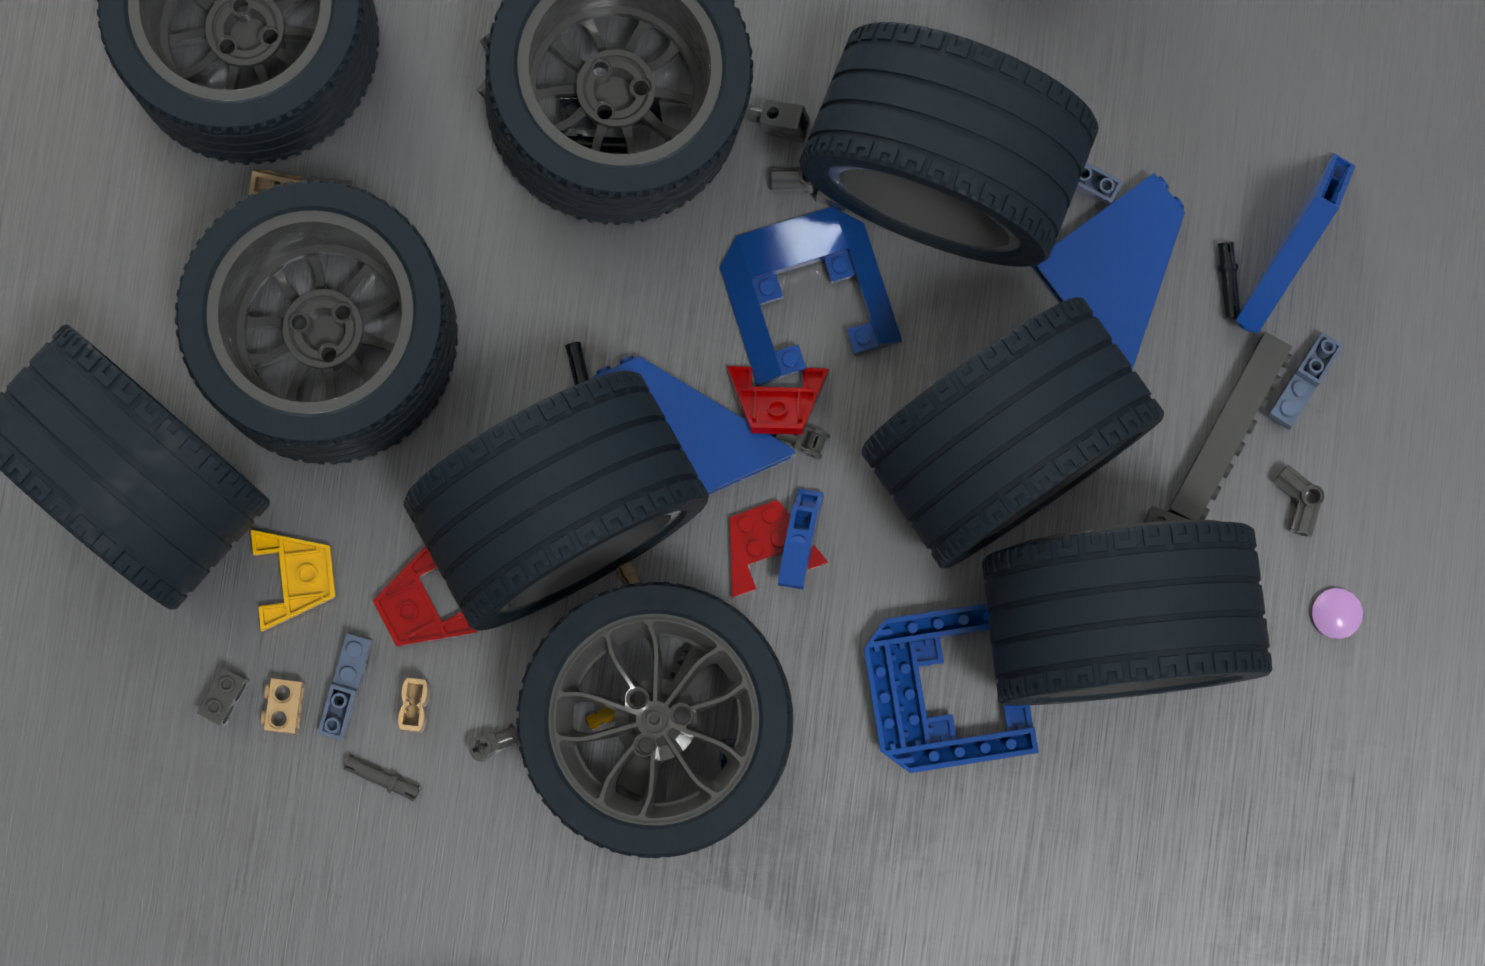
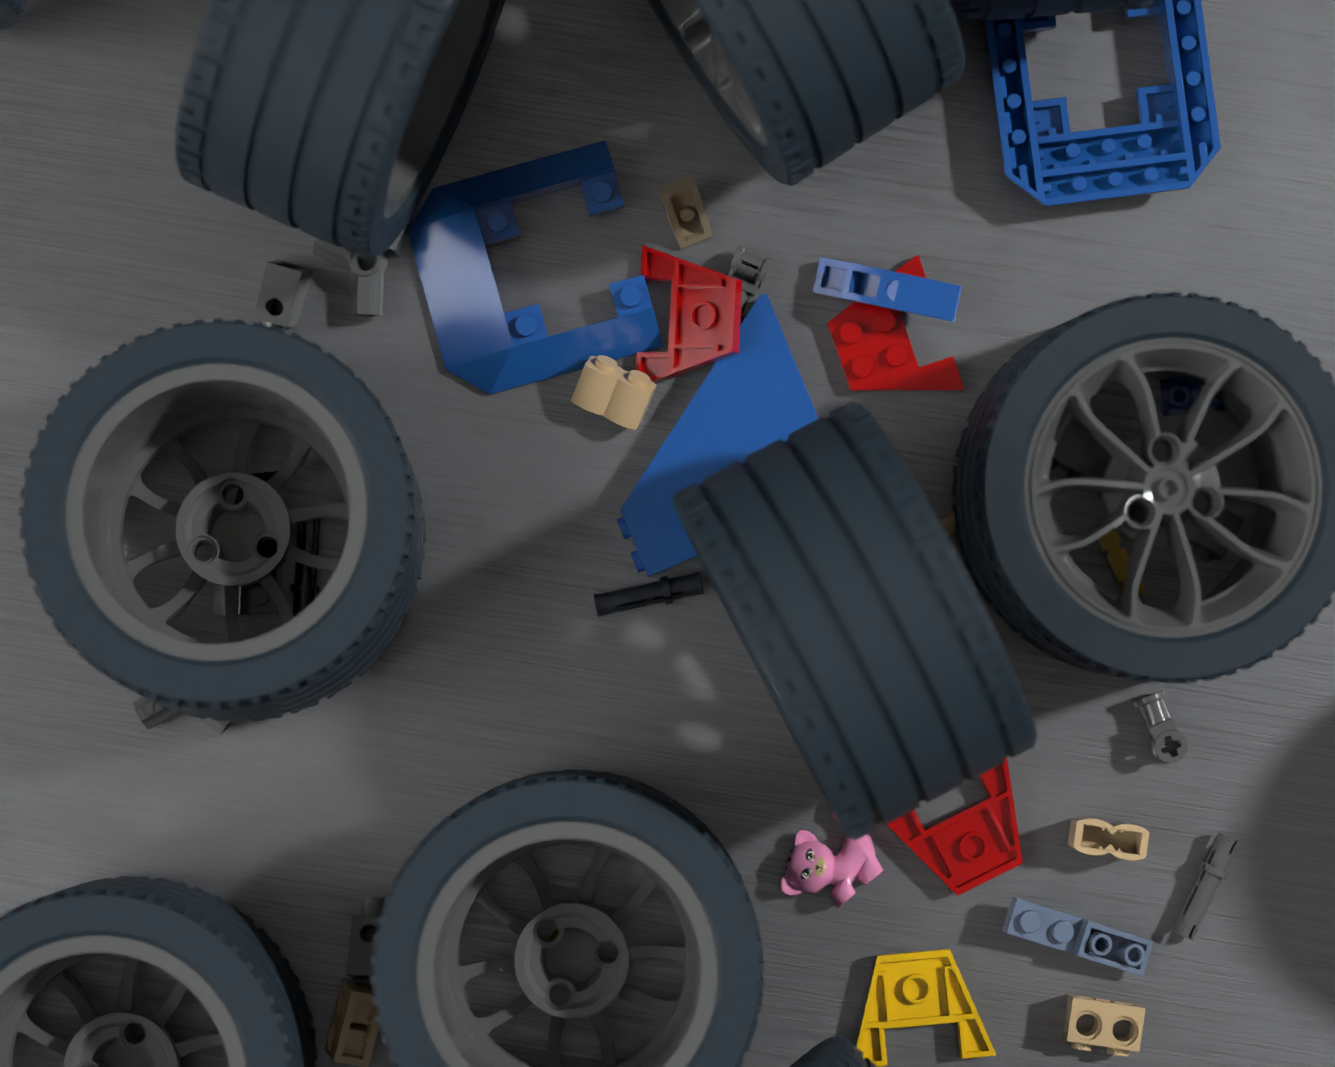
camera: 85 degrees left, 5 degrees up
(389, 499) = (814, 866): none -> bright pink animal
(722, 350) = (614, 392): none -> tan brick
(852, 396) = (685, 211): none -> dark tan slope

